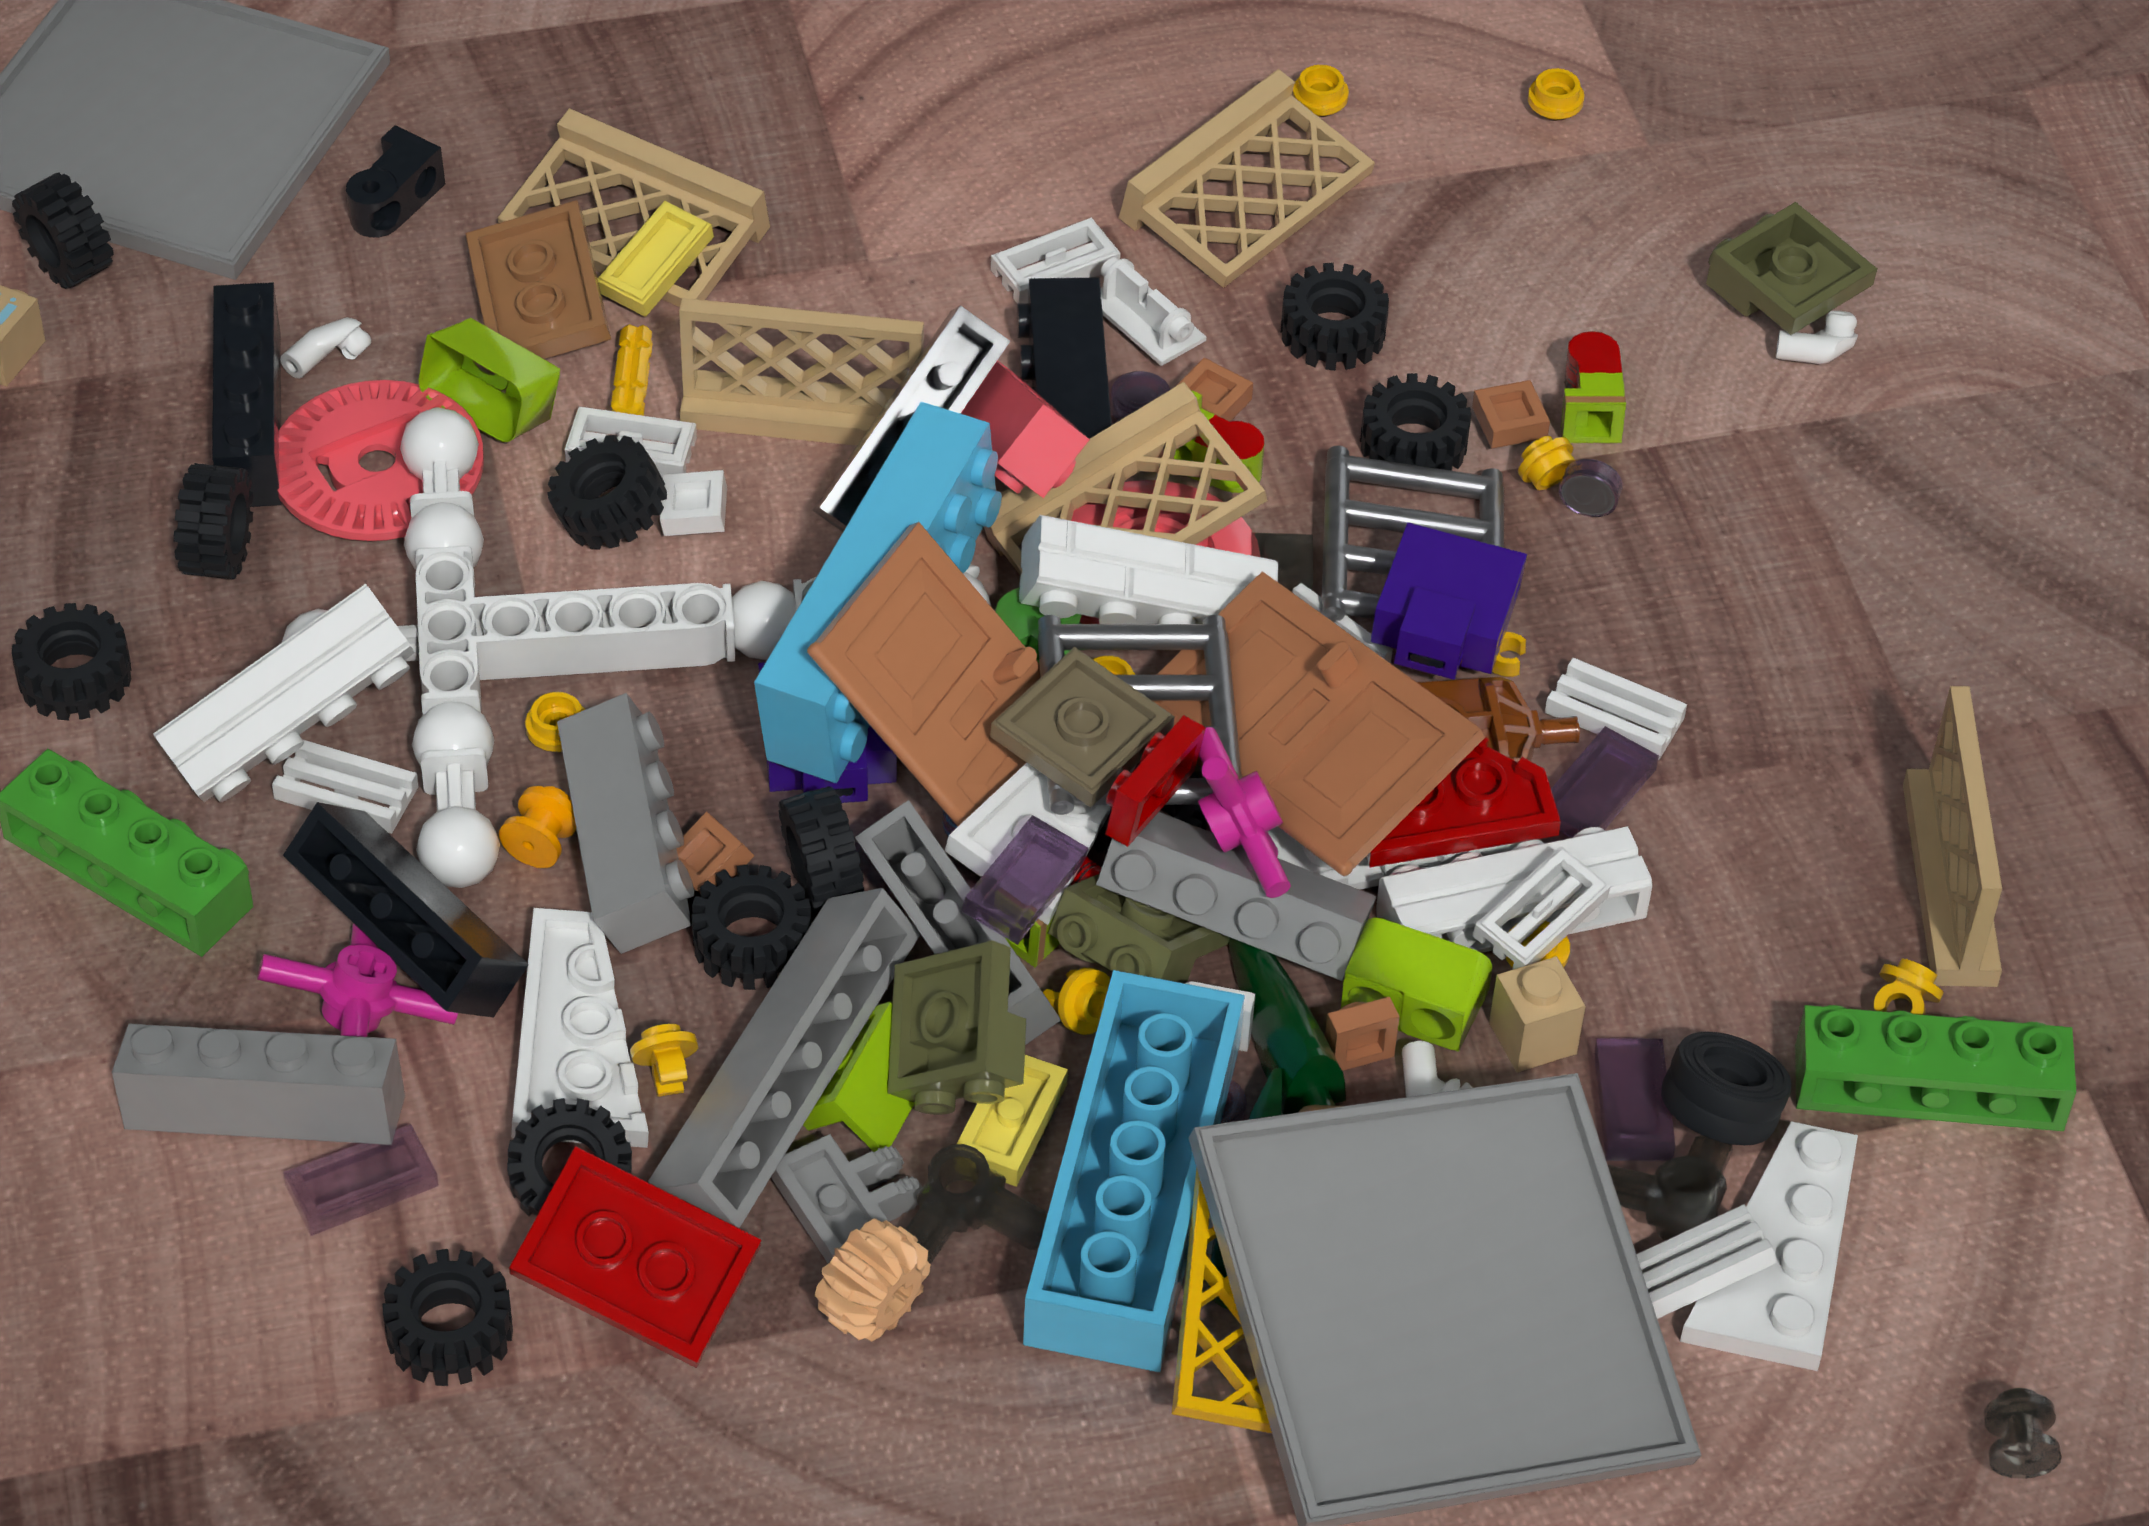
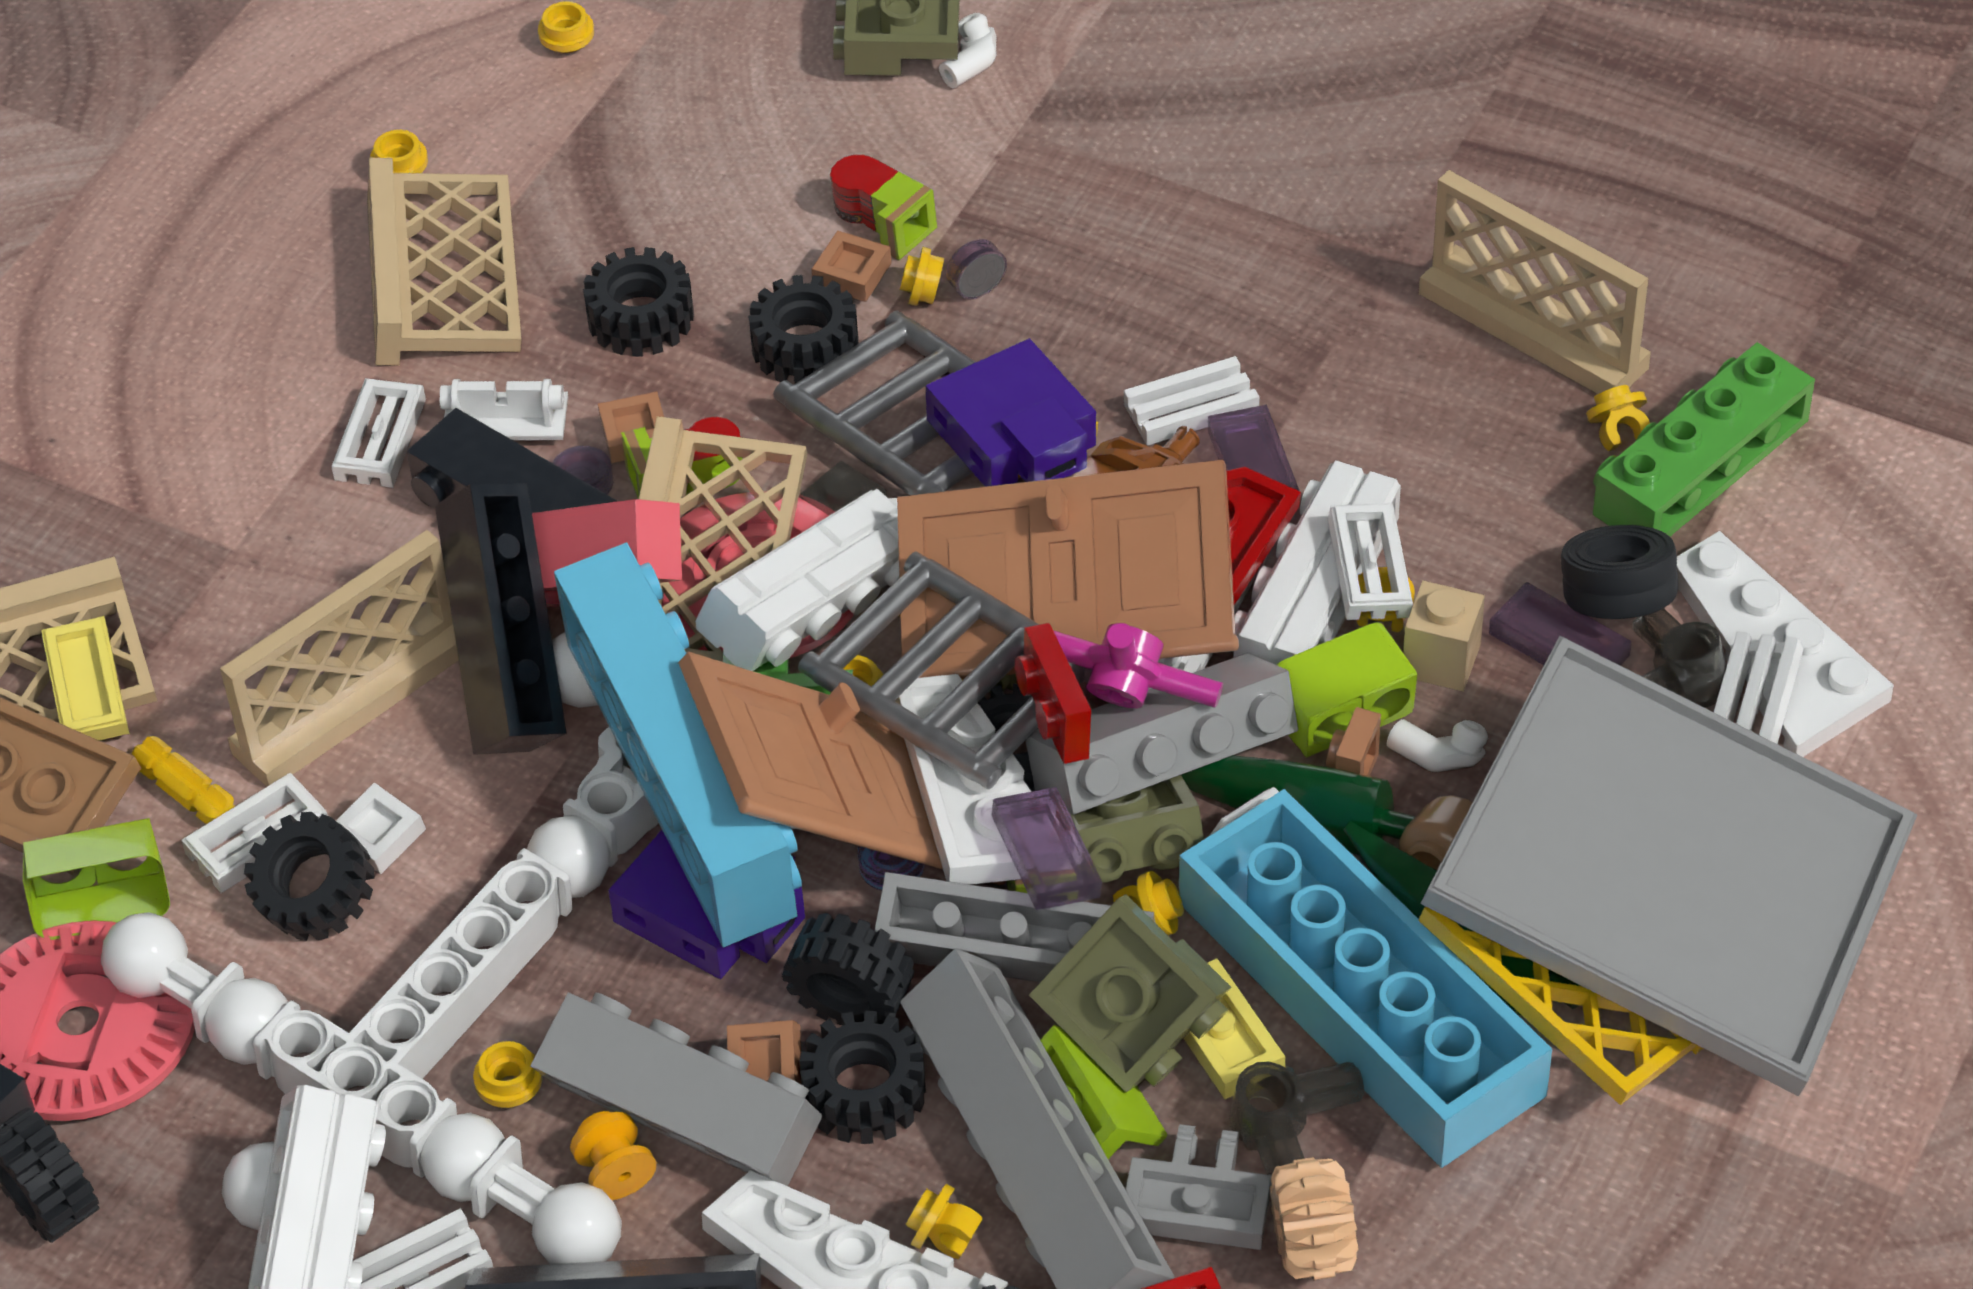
camera: 45 degrees left, 0 degrees up
(1081, 726) = (942, 707): dark tan tile -> none

